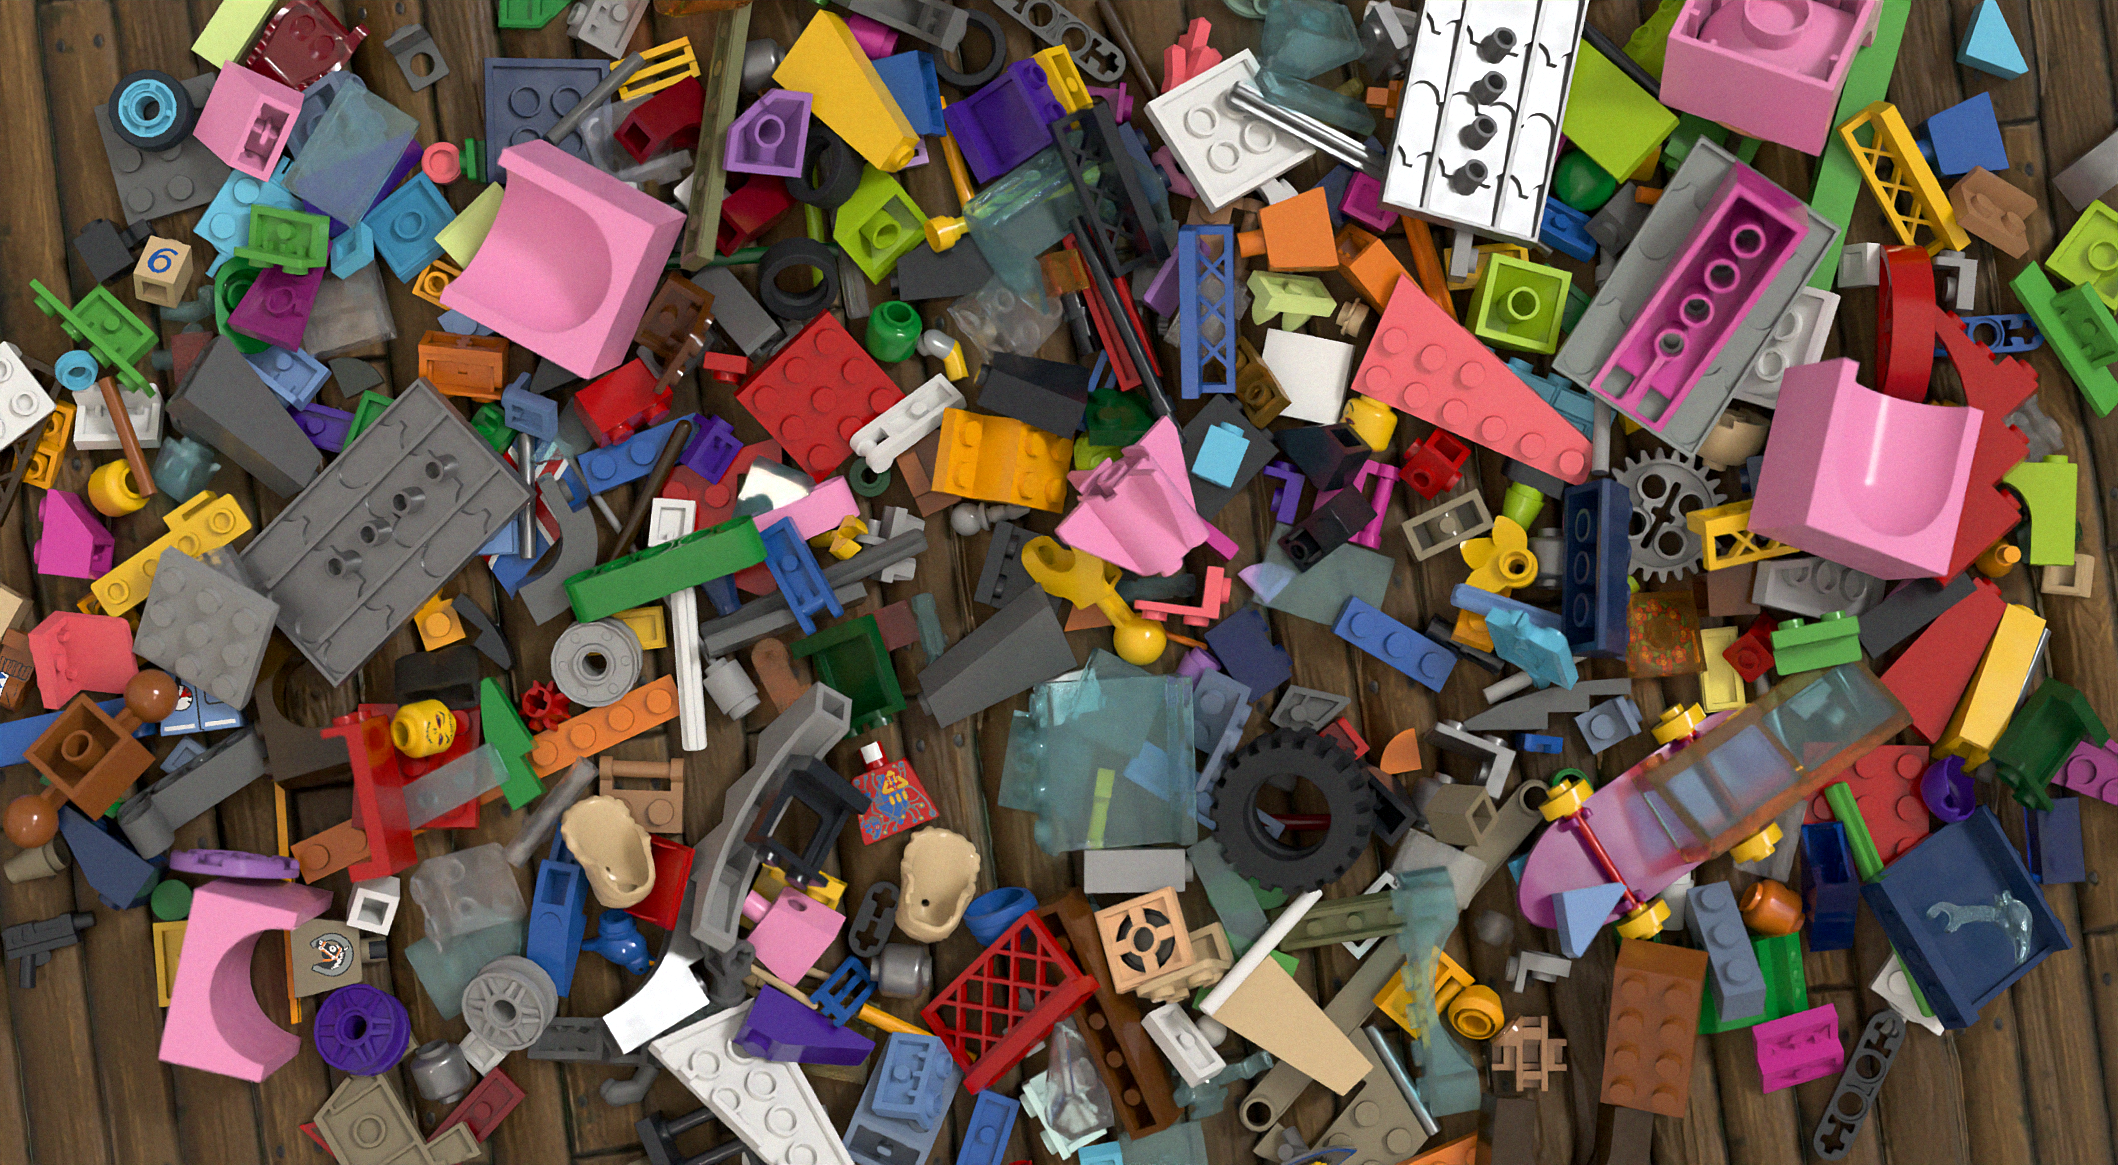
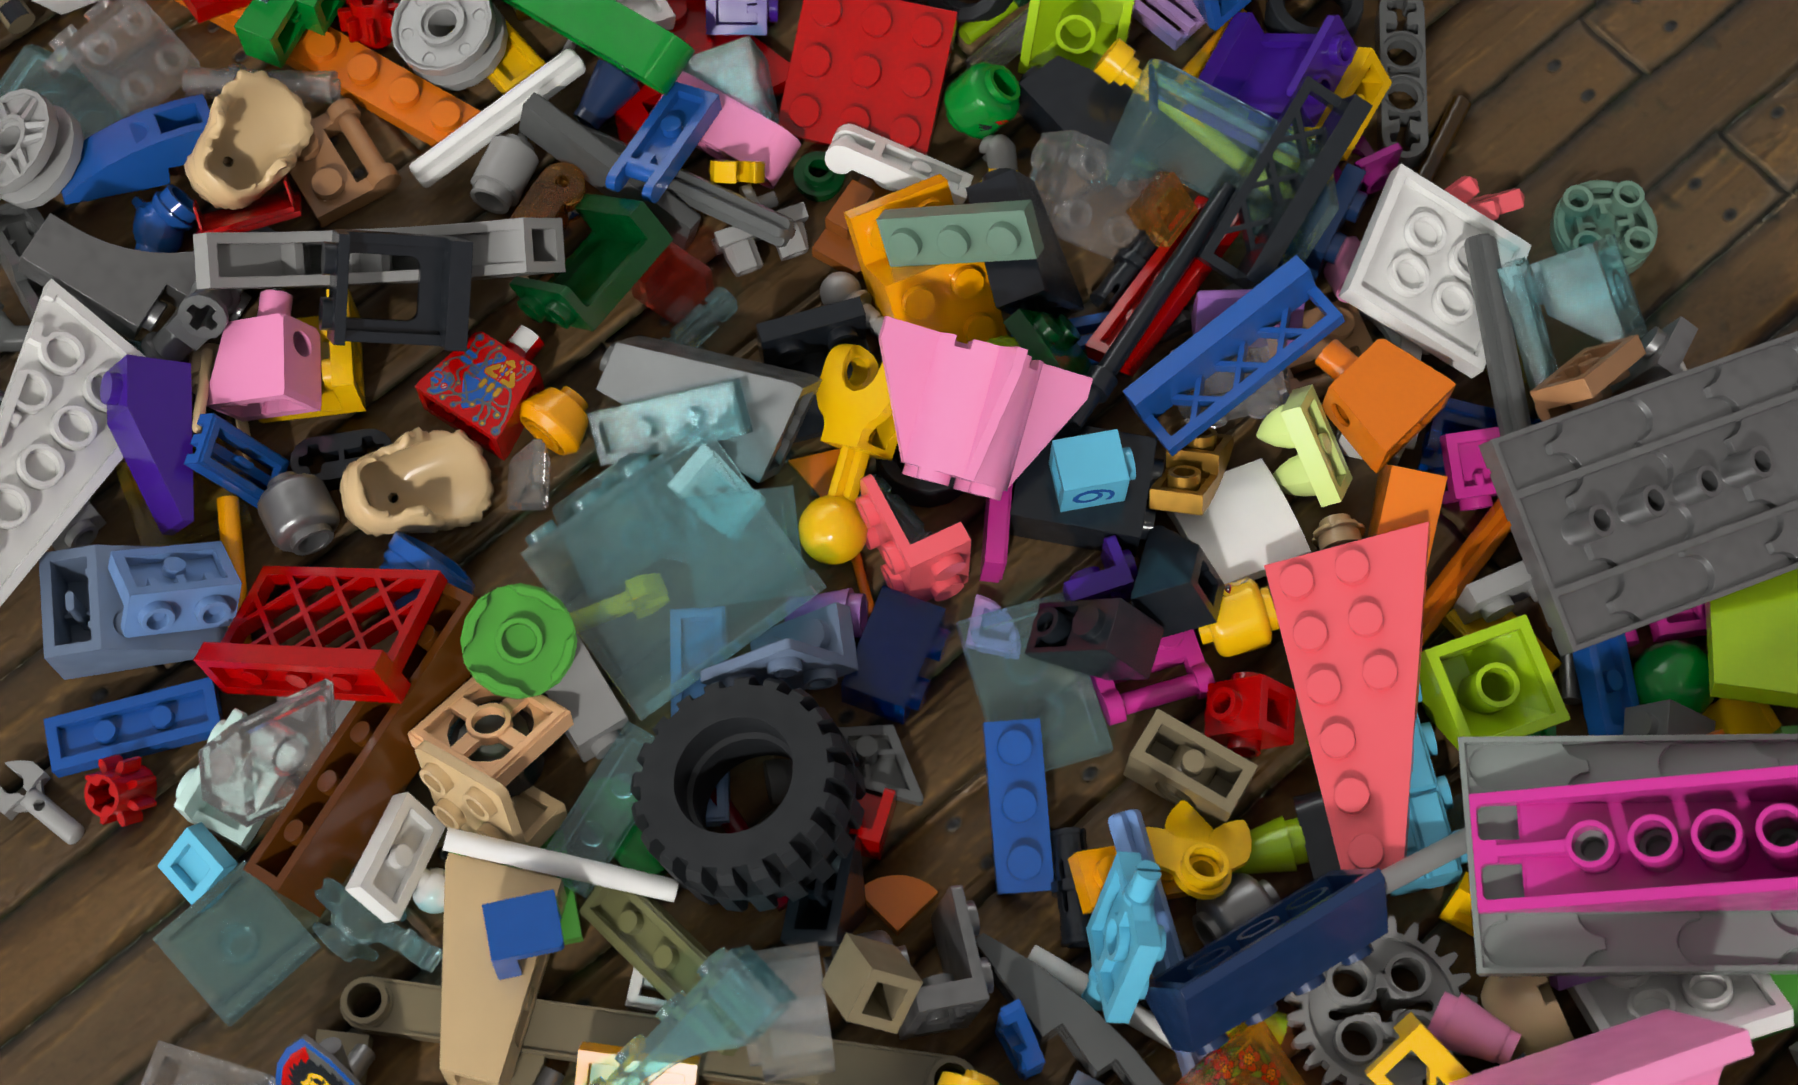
camera: 55 degrees right, 20 degrees down
(942, 765) = (556, 418): none -> light orange cone
(968, 808) = (529, 478): none -> clear slope
(1001, 697) = (648, 422): none -> clear light blue tile
(1011, 433) = (960, 233): none -> sand green plate
(1107, 891) = (518, 641): none -> bright green tile
(1298, 999) = (522, 930): none -> blue panel
(1371, 96) = (1587, 377): none -> medium nougat bracket
(1714, 479) = (1472, 1030): none -> bright pink cone

